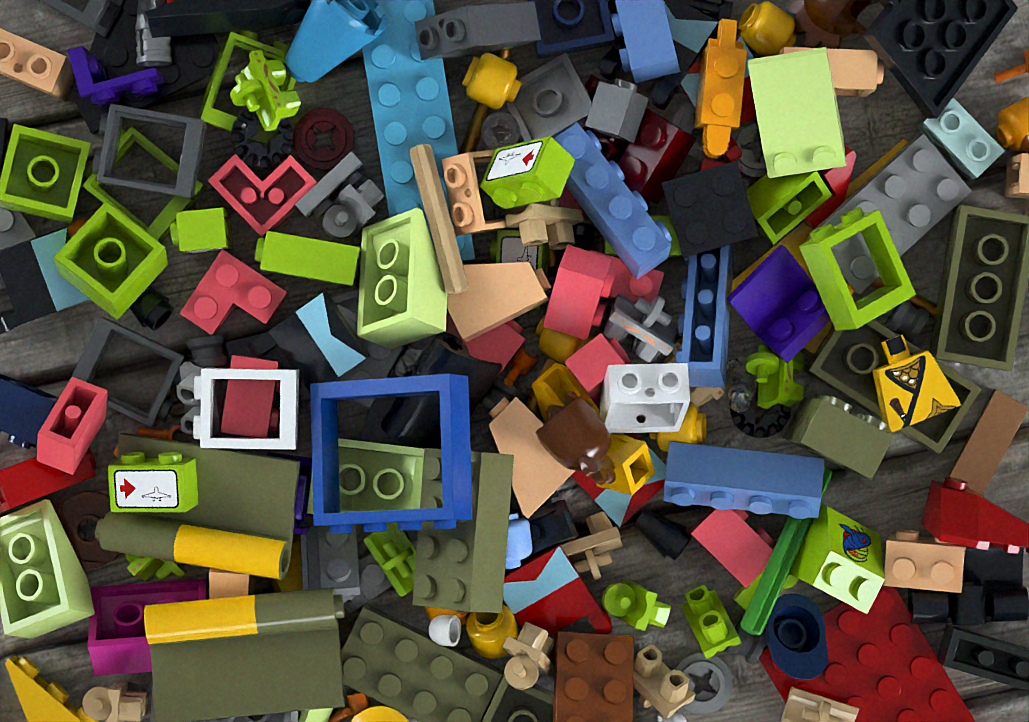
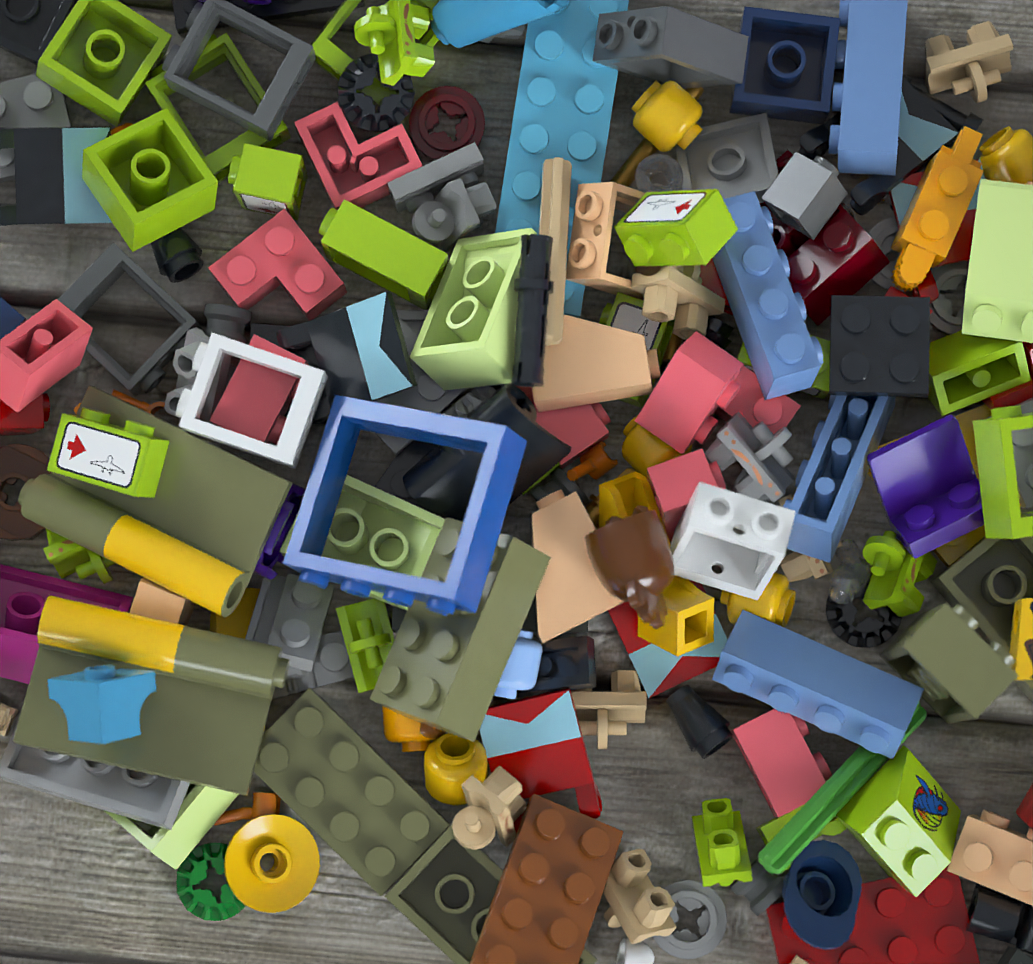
camera: 20 degrees right, 5 degrees down
(213, 675) = (102, 702): none -> dark azure brick
(441, 282) = (531, 320): none -> black pin
(445, 630) = (399, 747): white hinge -> none
(635, 604) = (637, 793): lime hips -> none

